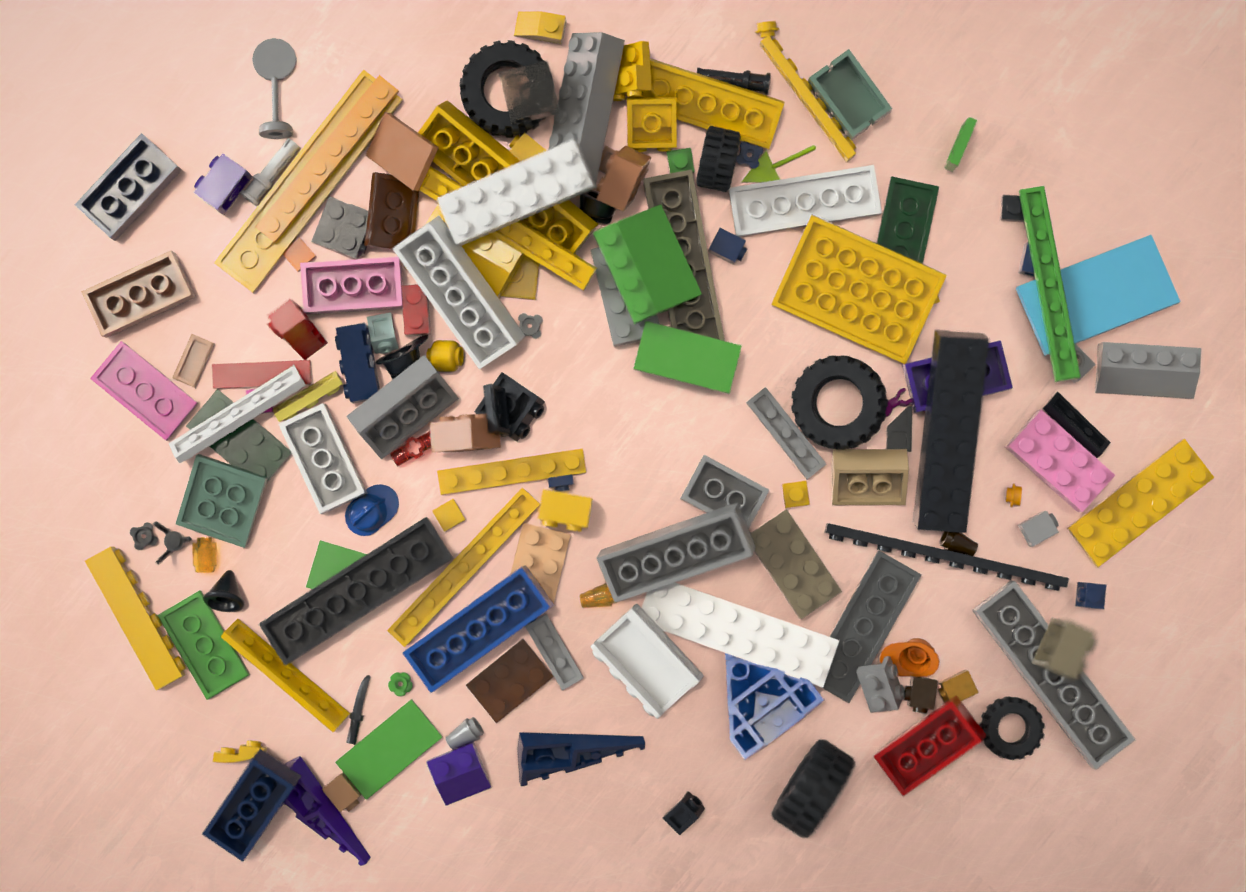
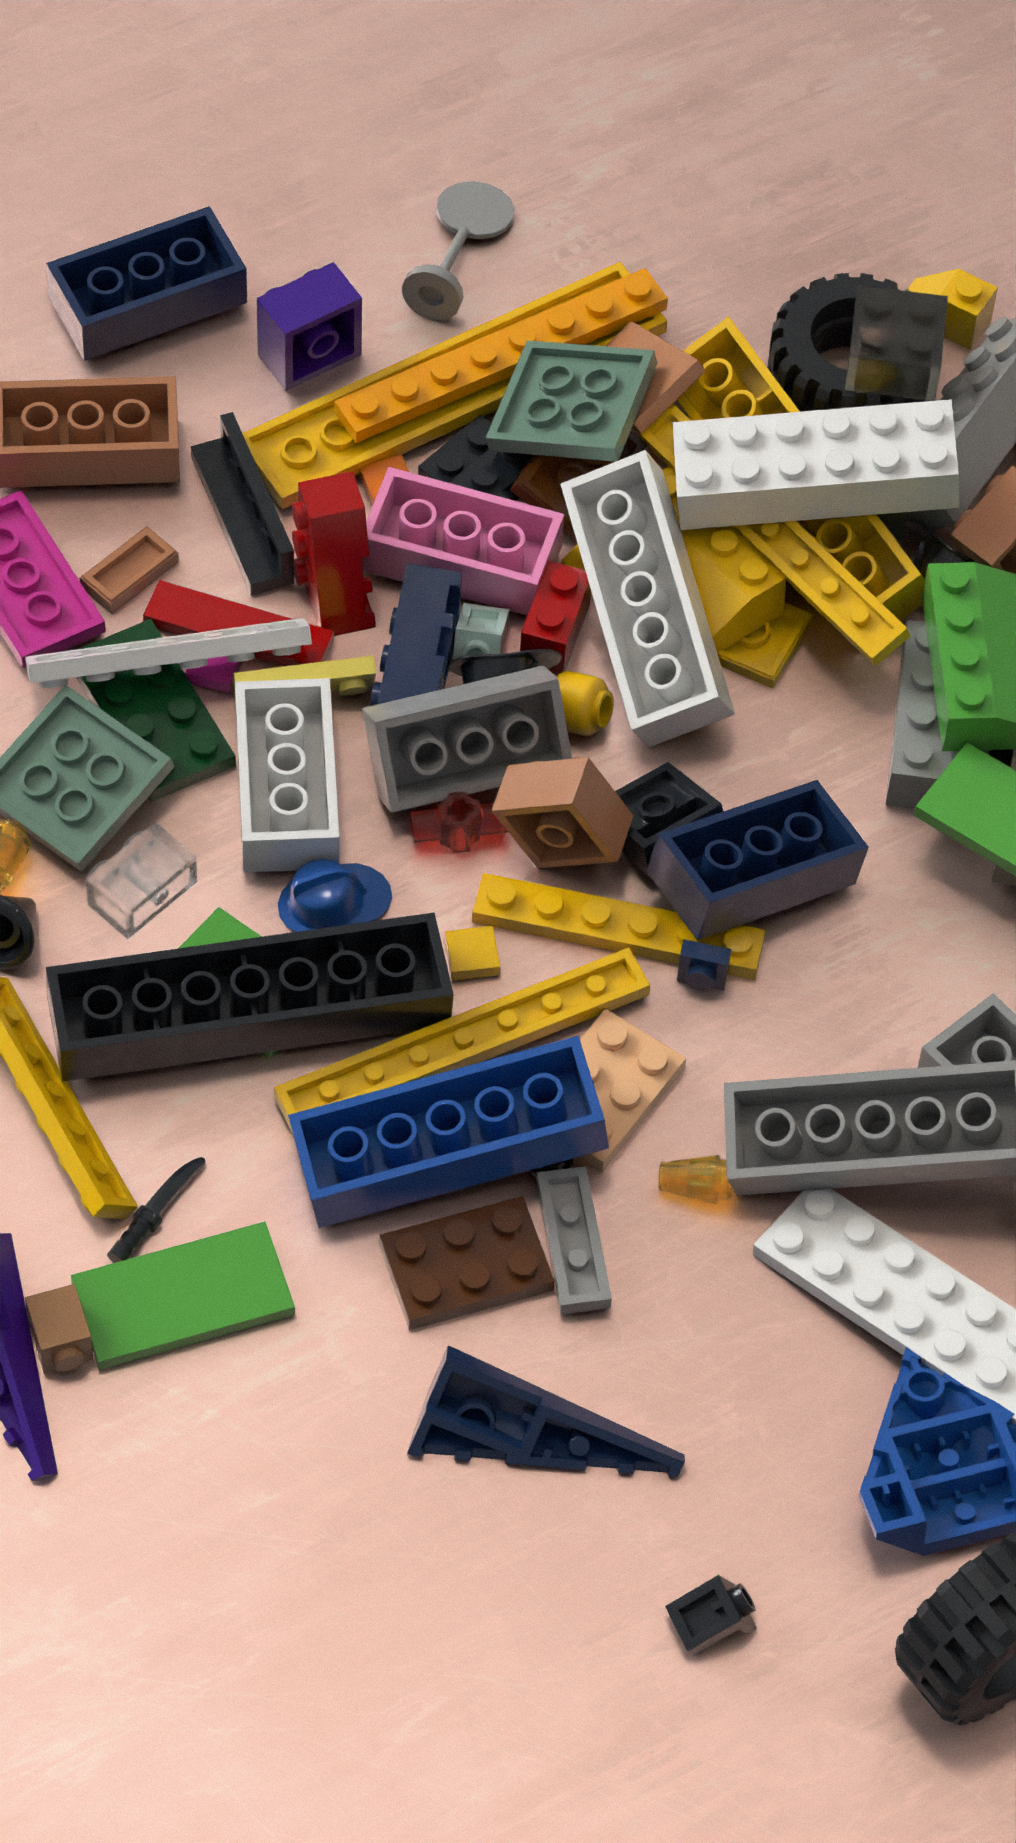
camera: 20 degrees right, 30 degrees down
(234, 303) = (244, 509): none -> black fence
(263, 181) = (380, 354): white pin -> none
(276, 542) = (141, 879): none -> clear brick
(377, 188) = (572, 400): none -> sand green plate
(400, 677) = (261, 1202): bright green plate -> none
(458, 773) = (298, 1378): dark purple slope -> none
(465, 733) = (340, 1316): light grey cone -> none
(496, 410) = (637, 794): black tile -> none
(528, 319) = (748, 705): light grey plate -> none
(564, 509) = (698, 986): yellow brick -> none
(566, 420) = (757, 859): none -> dark blue brick
(646, 661) = (747, 1314): white panel -> none

